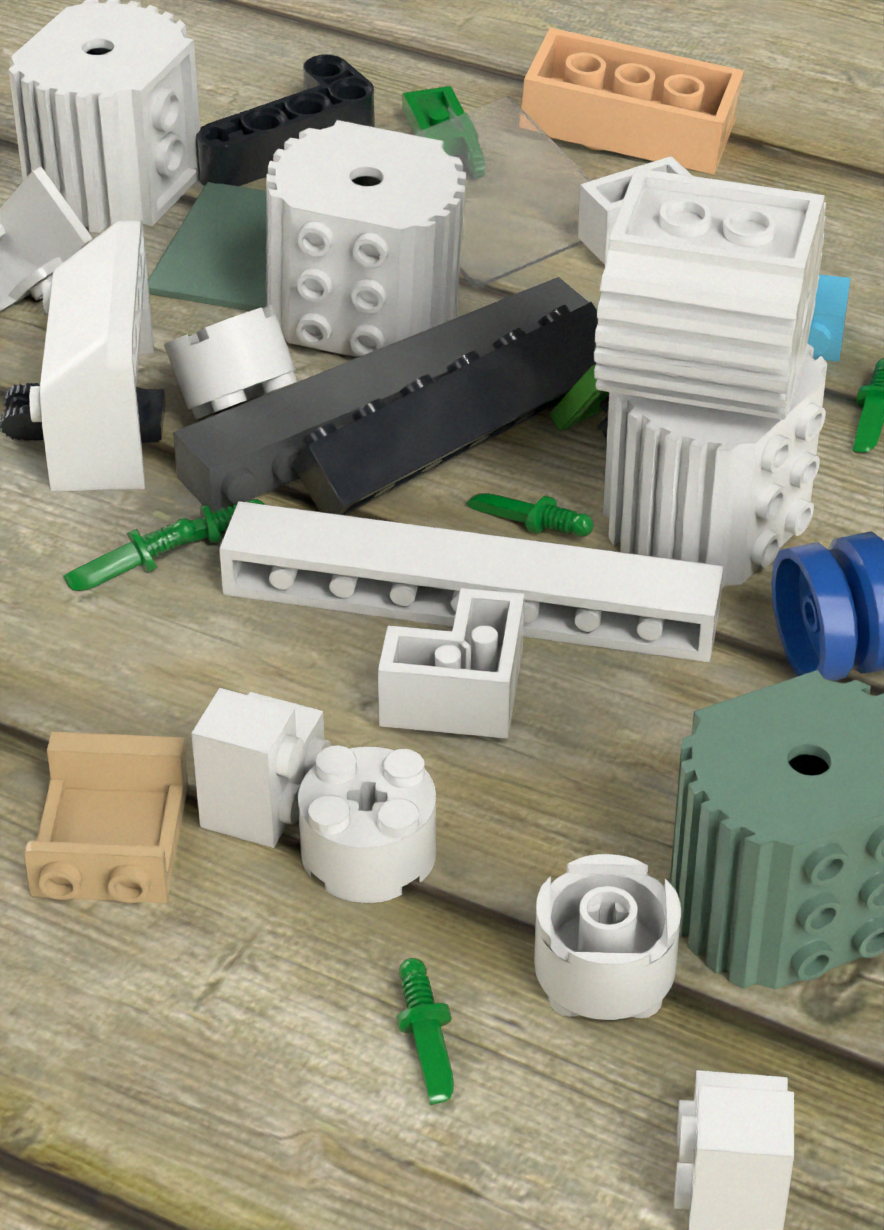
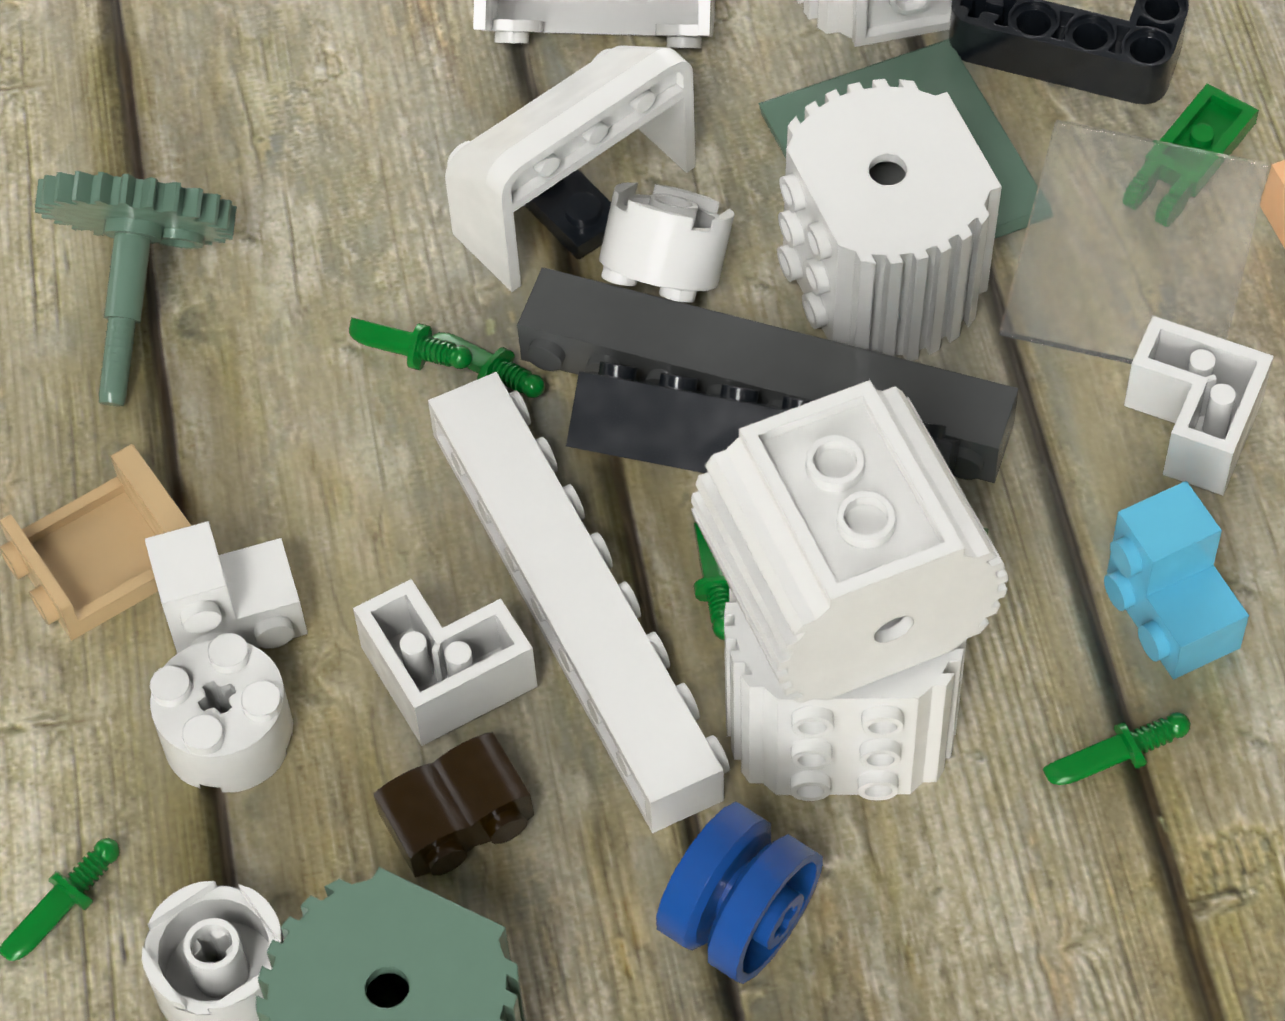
camera: 55 degrees right, 15 degrees up
(591, 738) = (454, 805): none -> dark brown brick

